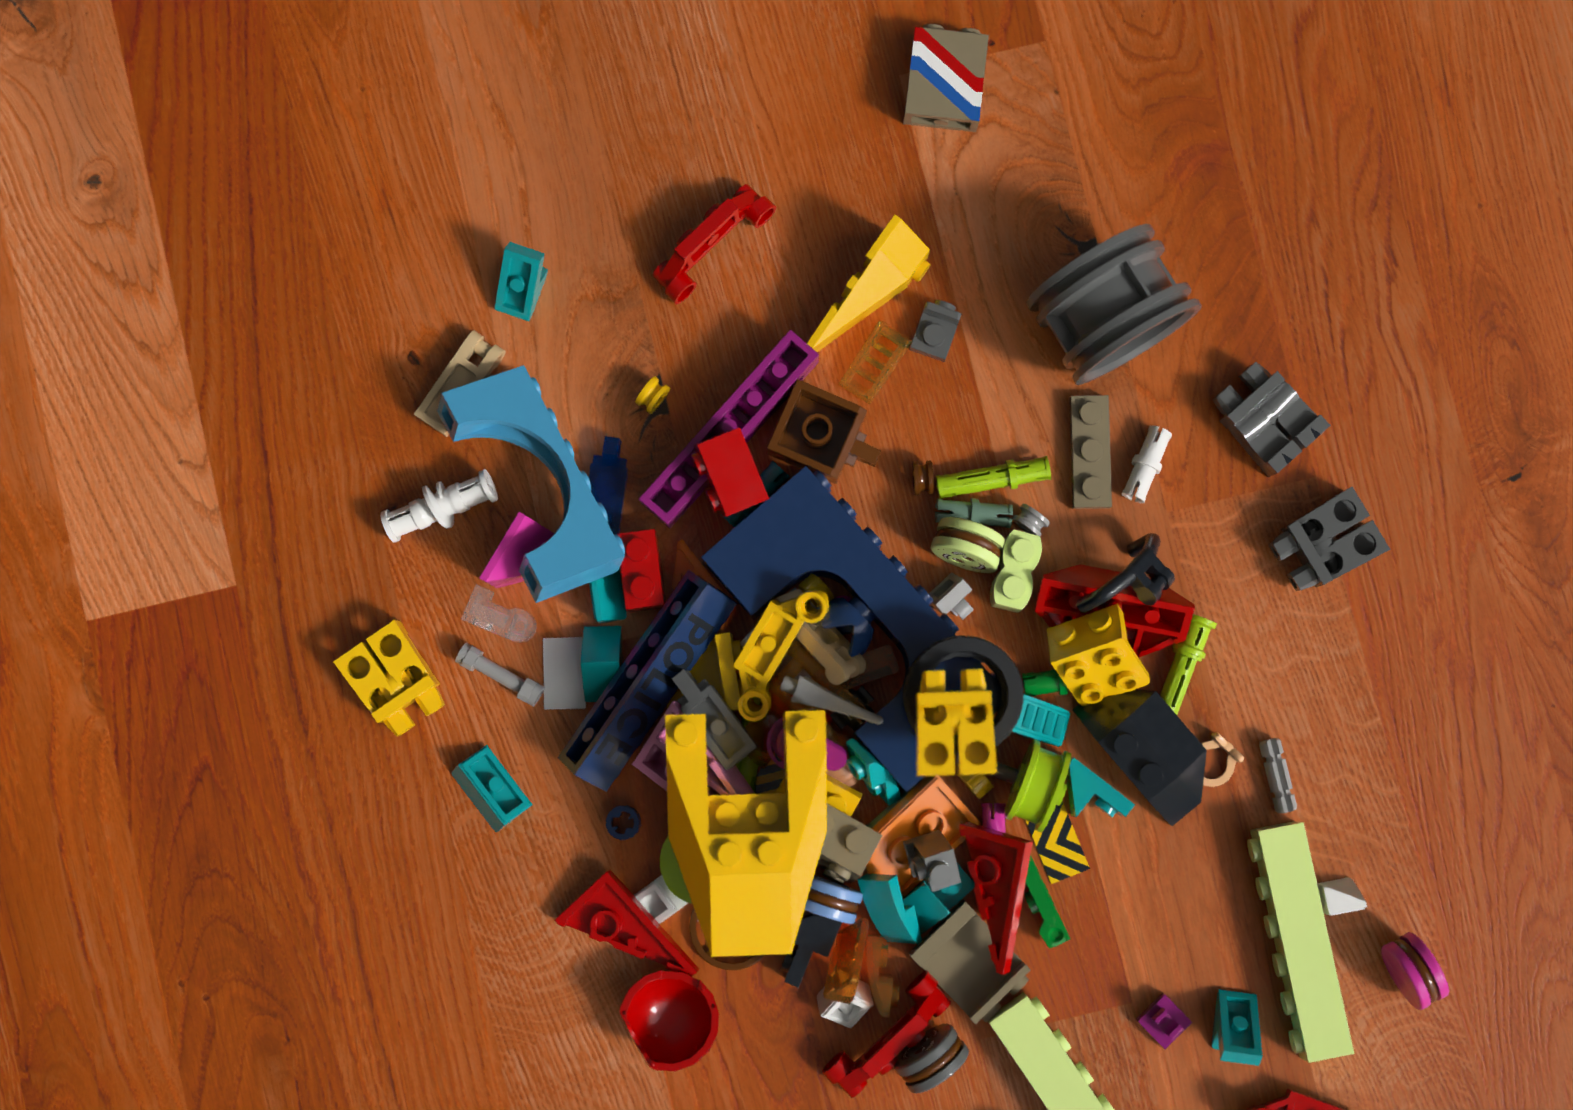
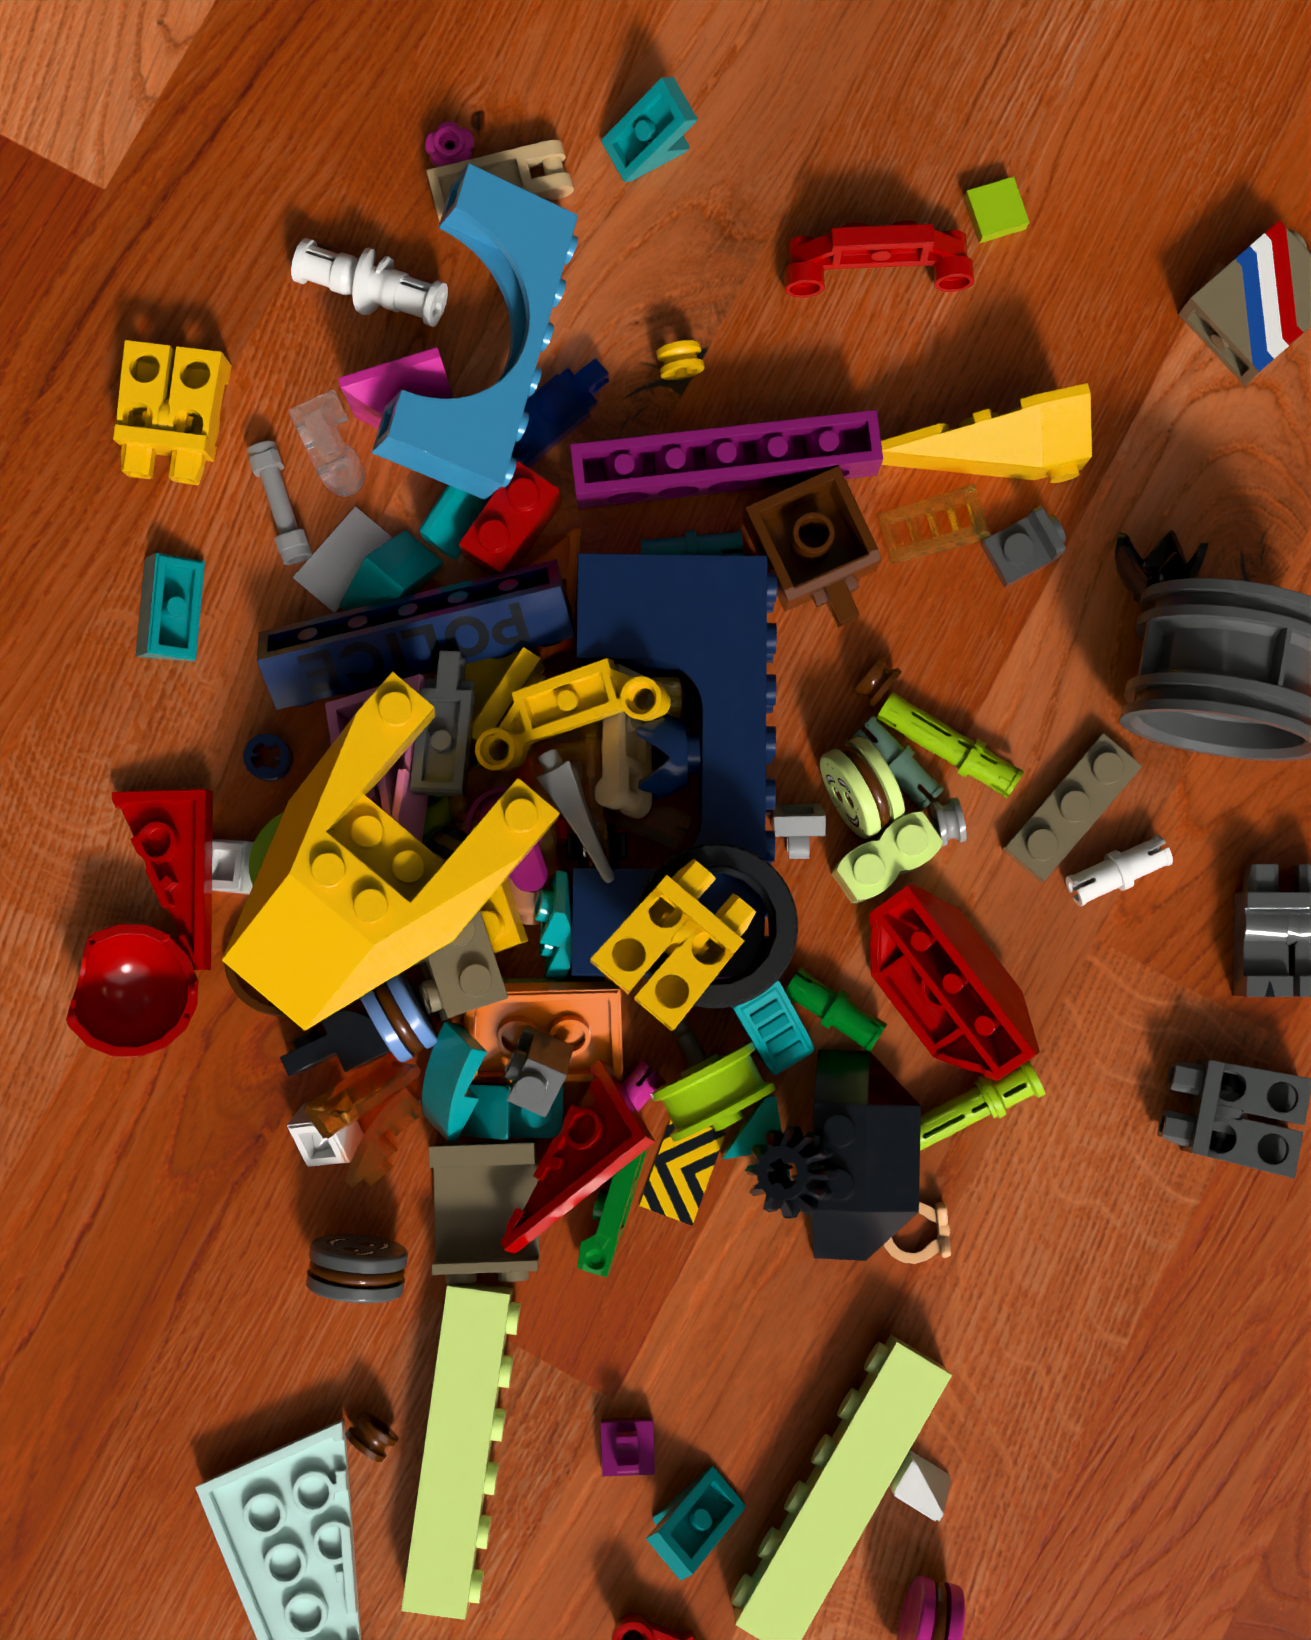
camera: 35 degrees right, 0 degrees up
(403, 383) = (446, 133): none -> dark pink plate
(729, 472) = (685, 494): red brick -> none
(751, 154) = (996, 210): none -> lime tile
(907, 1031) = (357, 1219): red plate -> none
(978, 784) = (654, 1035): yellow axle -> none
(1022, 277) = (1161, 564): none -> black piece
(1096, 656) = (890, 1014): yellow bracket -> none
(1134, 574) = (1003, 994): black piece -> none
(1136, 791) = (810, 1177): none -> black gear
(1278, 775) = (969, 1305): light grey axle -> none

